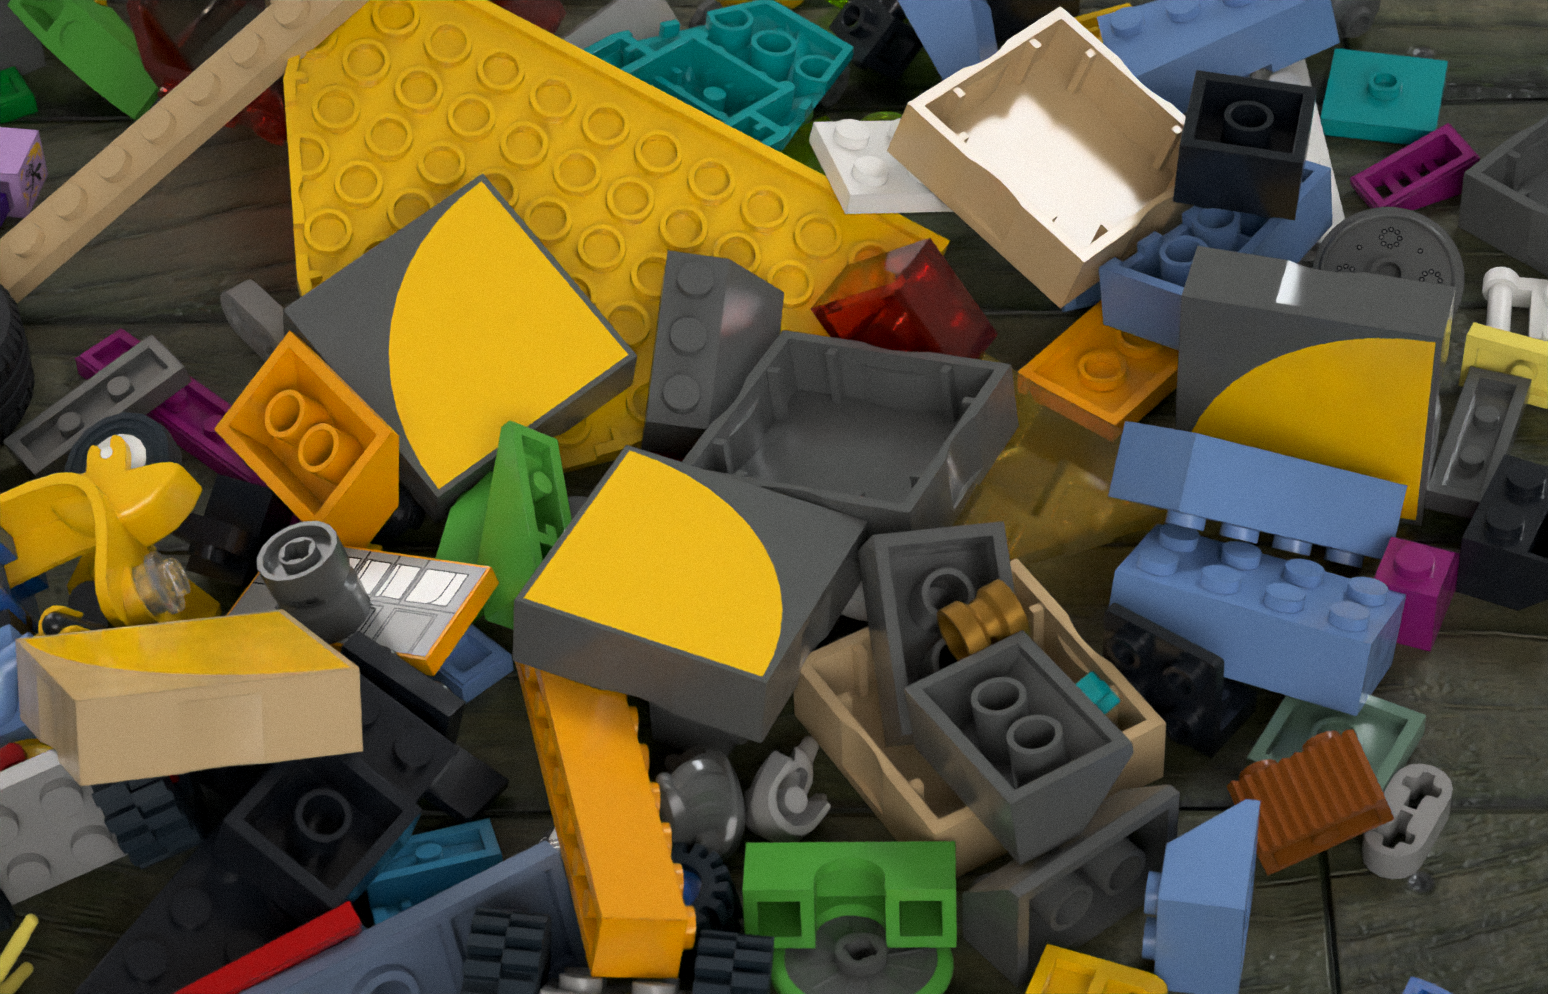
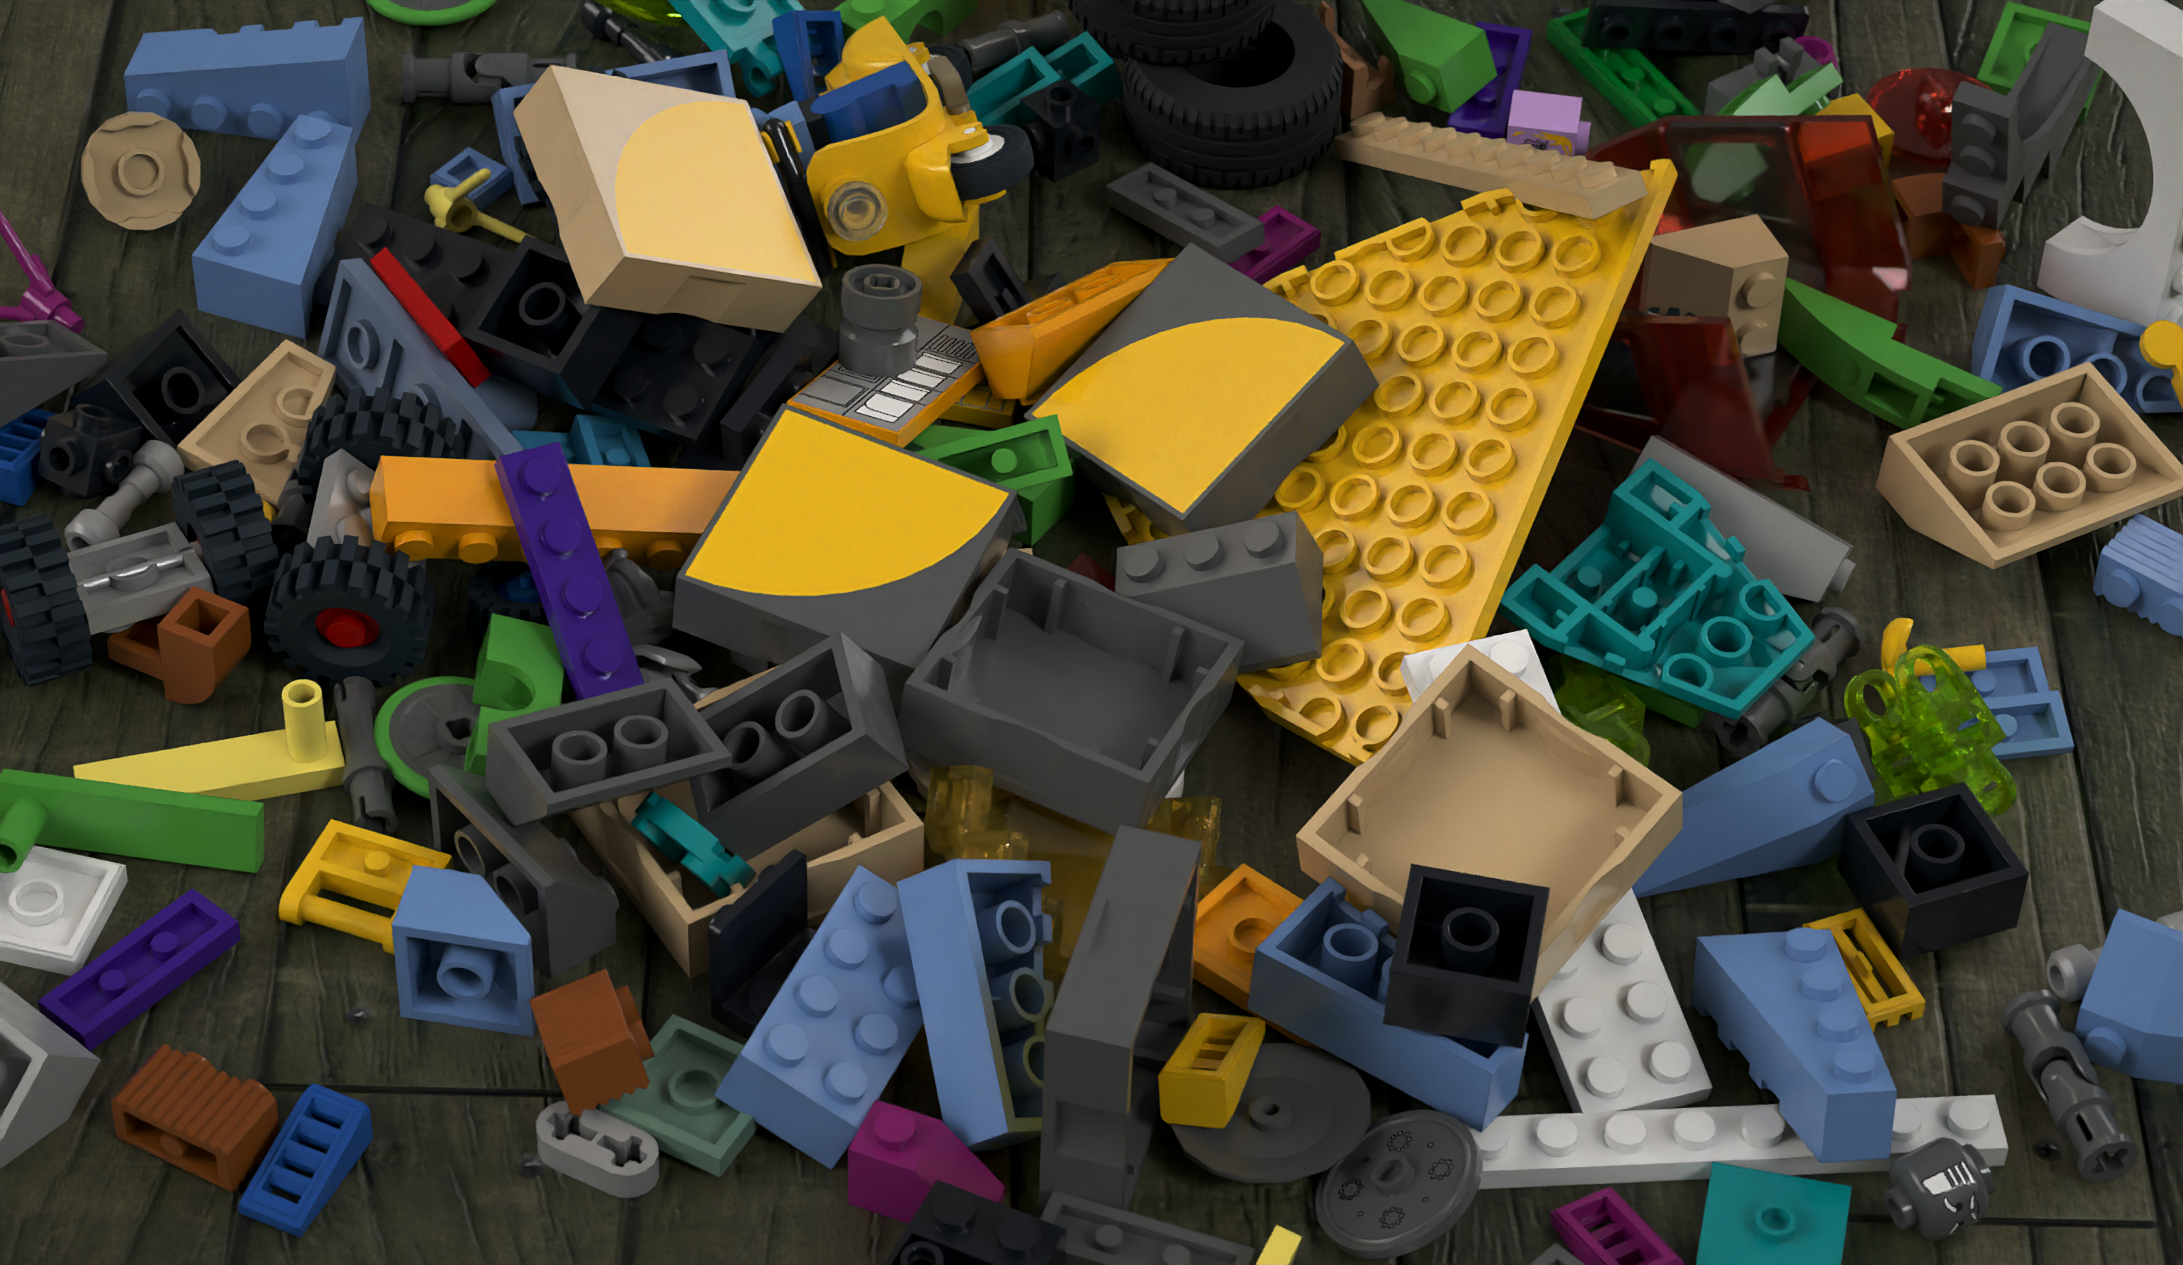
camera: 85 degrees right, 0 degrees up
(734, 805) = (568, 571): none -> dark purple plate
(905, 304) = (1270, 740): clear red brick -> none
(983, 622) = (752, 734): pearl gold wheel -> none

